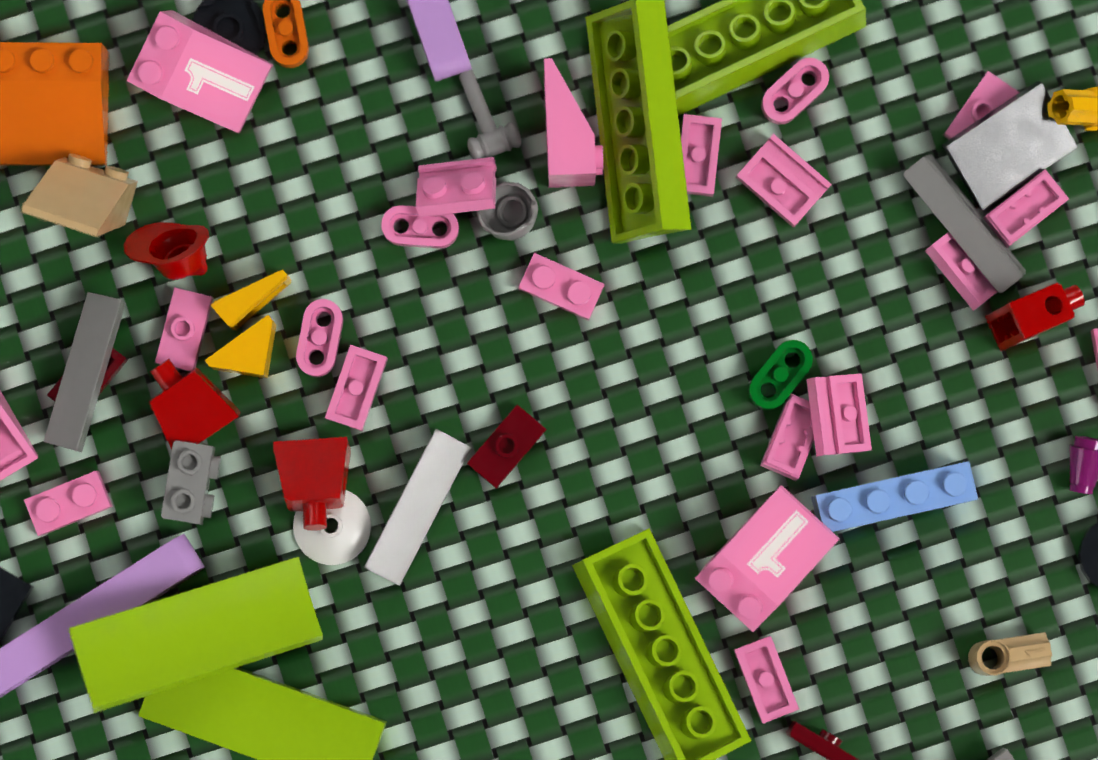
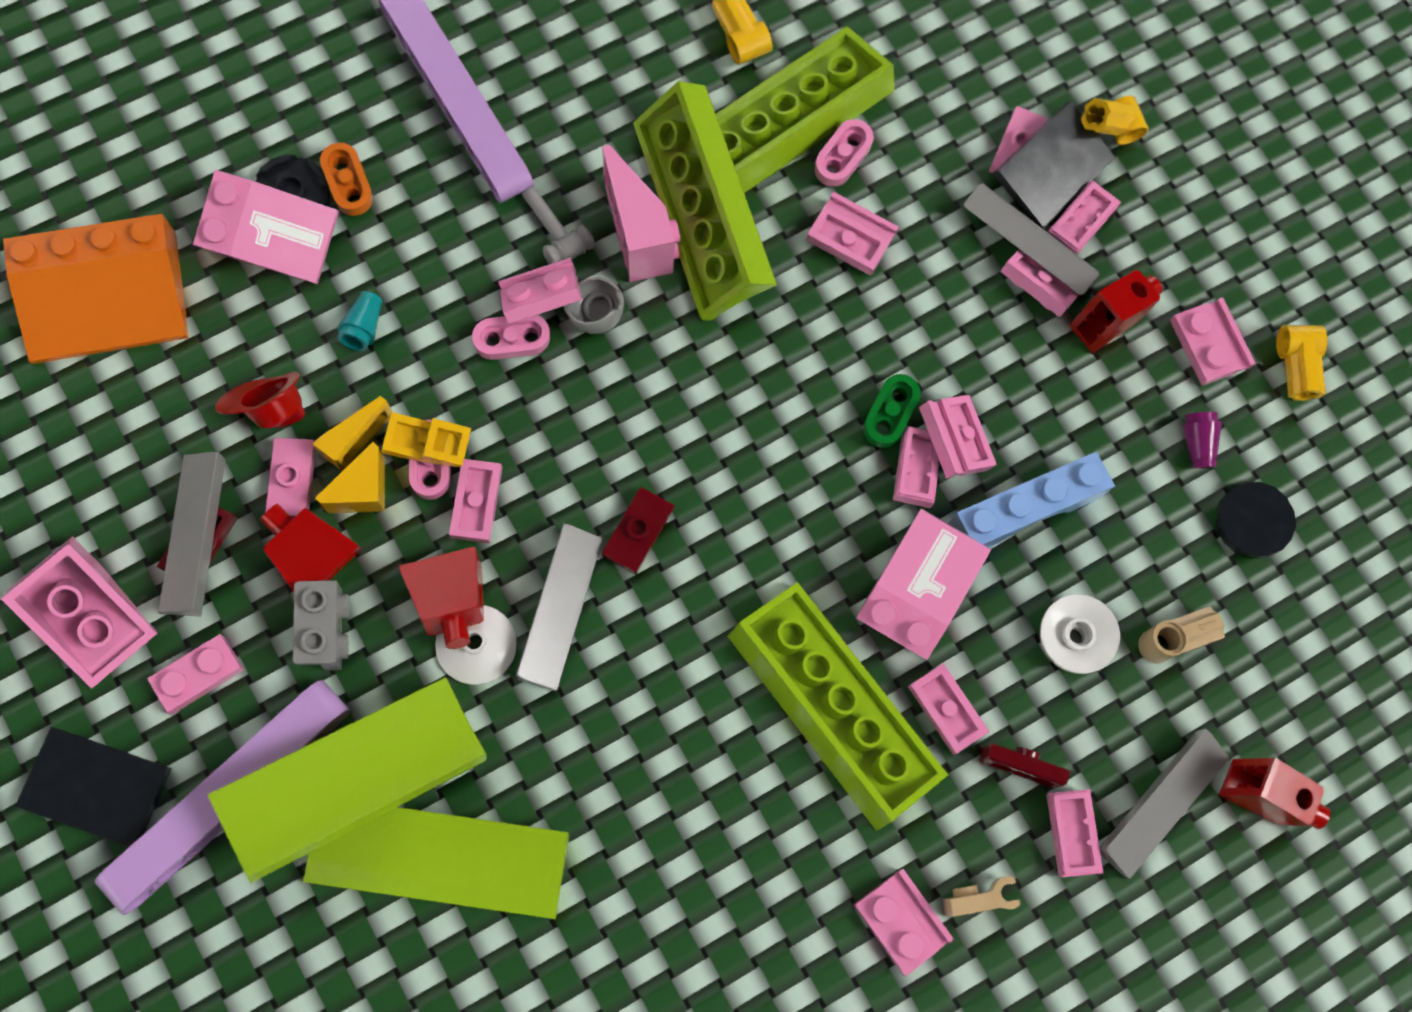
camera: 20 degrees left, 10 degrees down
(82, 196) = (164, 358): tan slope -> none
(275, 184) = (360, 323): none -> teal cone
(319, 321) = (426, 441): none -> yellow slope
(561, 286) = (660, 369): bright pink plate -> none
(700, 152) = (769, 217): bright pink plate -> none
(930, 638) = (1094, 623): none -> white dish

